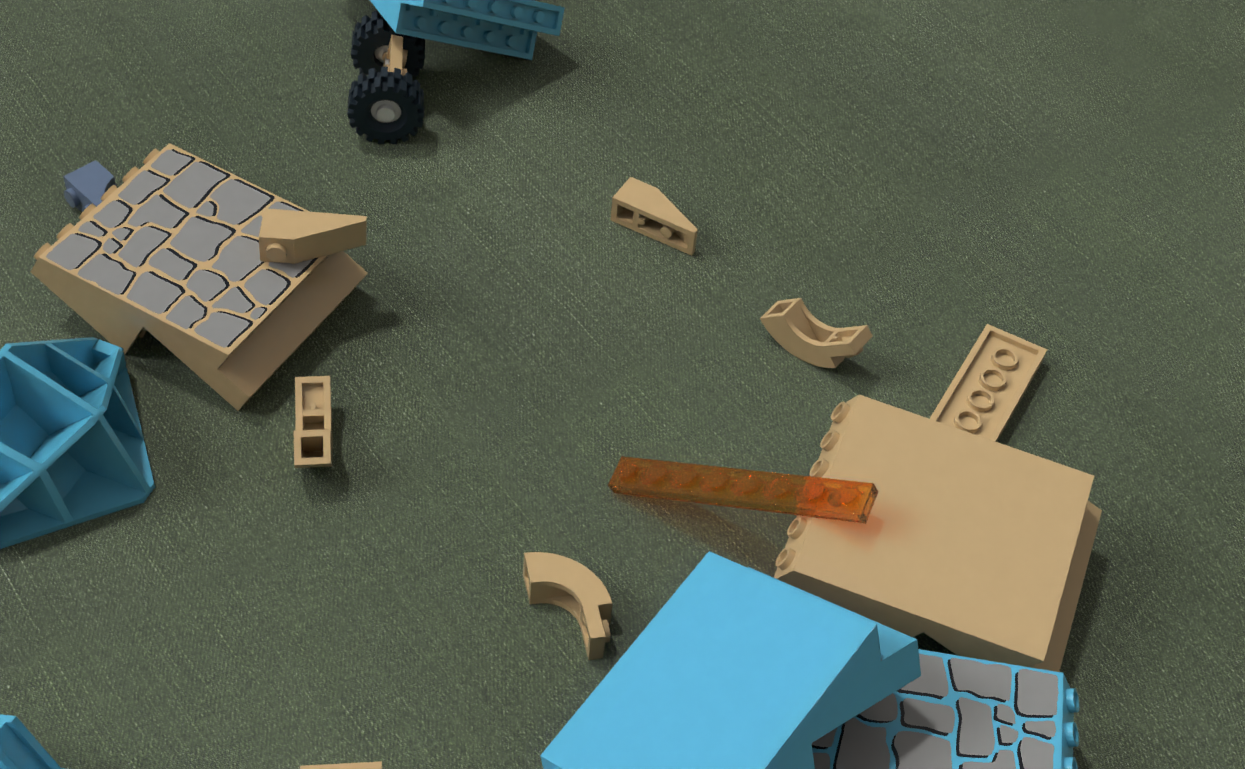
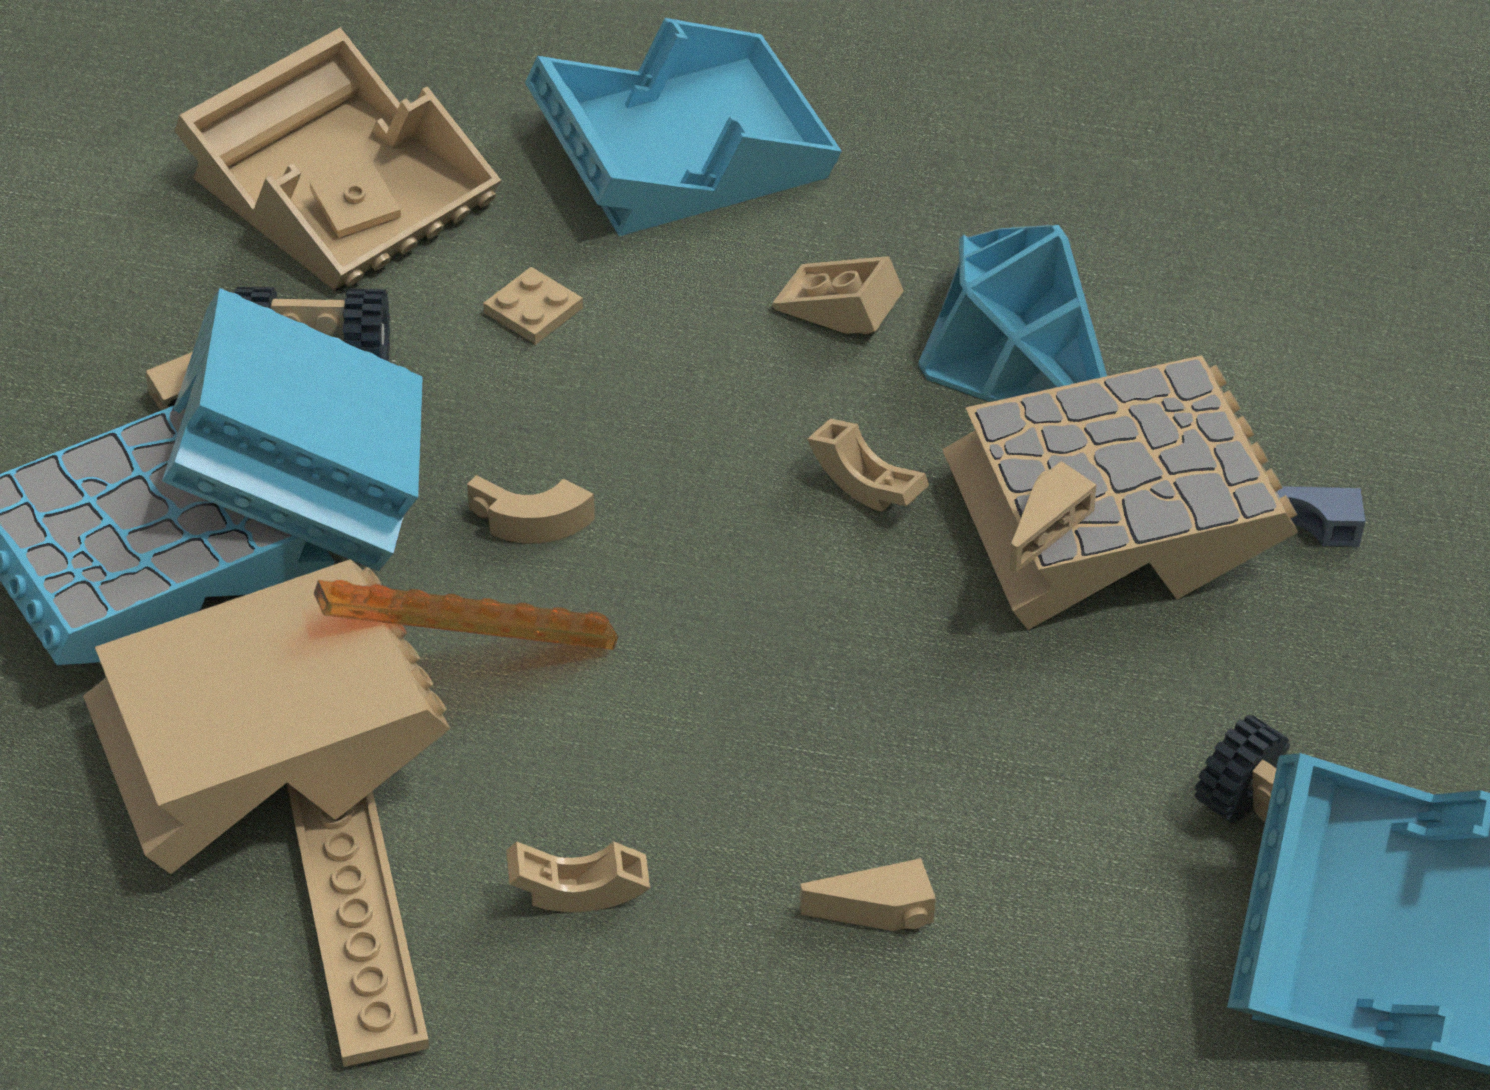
camera: 140 degrees right, 0 degrees up
(116, 588) = (842, 294): none -> tan slope

